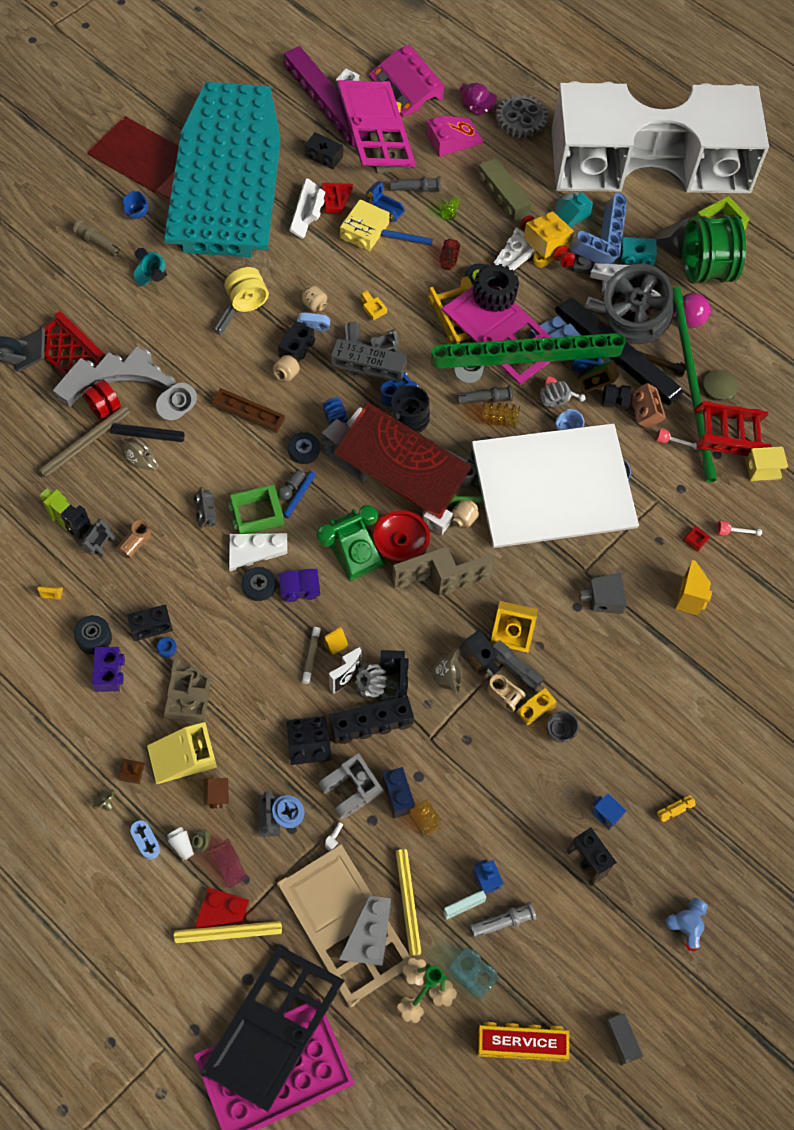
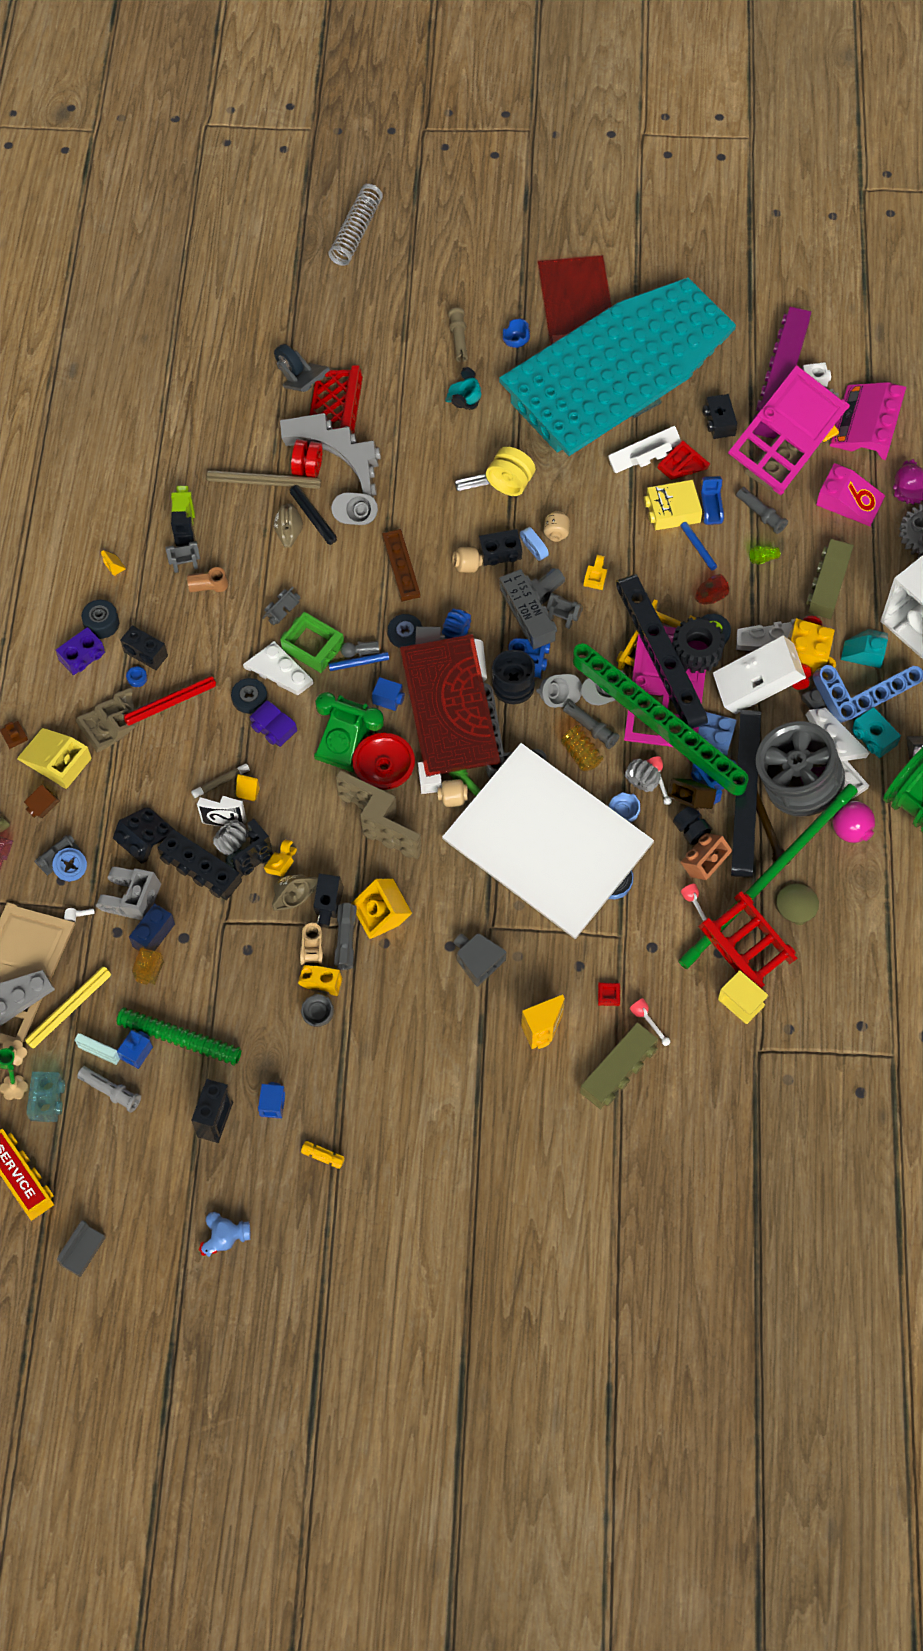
camera: 55 degrees right, 0 degrees up
(213, 639) = (169, 700): none -> red axle
(346, 495) = (388, 694): none -> blue brick
(418, 662) = (281, 862): none -> yellow plate
(443, 393) = (560, 689): none -> light grey piece
(477, 310) = (661, 651): none -> black beam
(501, 838) = (179, 1036): none -> green piece
(548, 273) = (759, 675): none -> white brick
(758, 572) = (619, 1066): none -> olive brick

